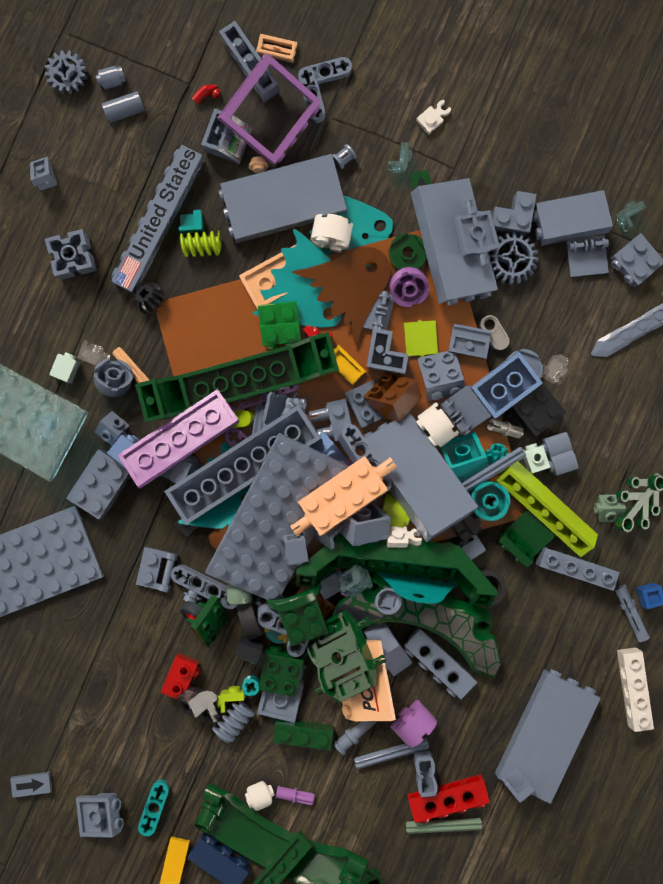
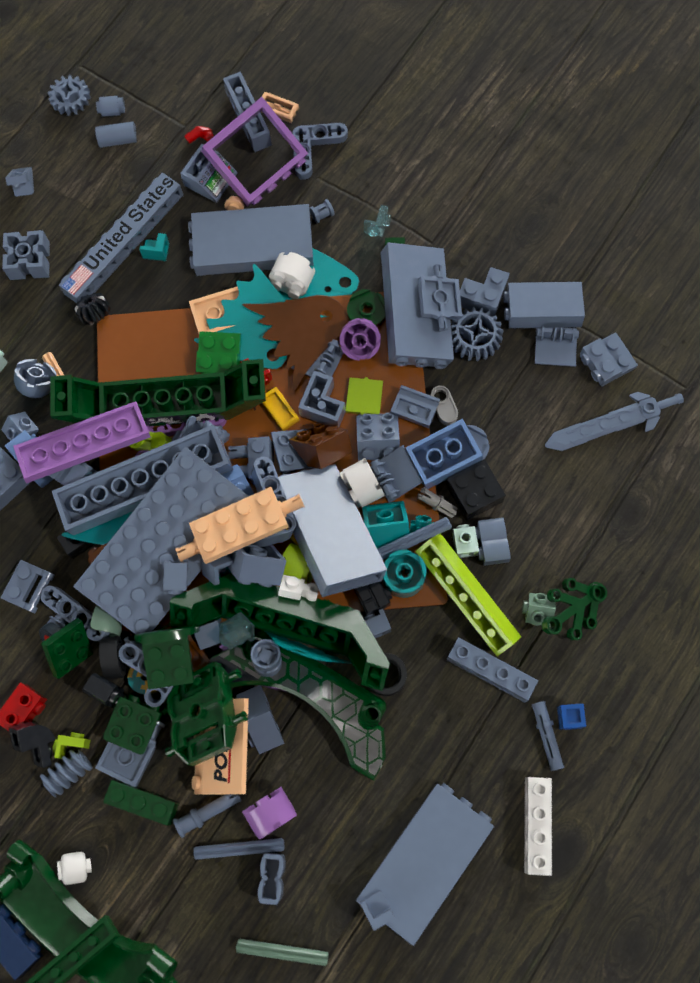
camera: 15 degrees right, 15 degrees down
(92, 354) = (18, 351): clear brick -> none
(200, 244) = (157, 268): lime piece -> none
(254, 690) = (90, 735): teal bush -> none
(295, 795) = (115, 877): medium lavender axle -> none
(431, 118) = (418, 192): white plate -> none
(455, 790) = (258, 930): red brick -> none
(464, 680) = (340, 775): sand blue brick -> none
(525, 538) = (439, 624): dark green bracket -> none
(555, 369) = (502, 452): clear brick -> none
(624, 215) = (605, 309): clear light blue bracket -> none

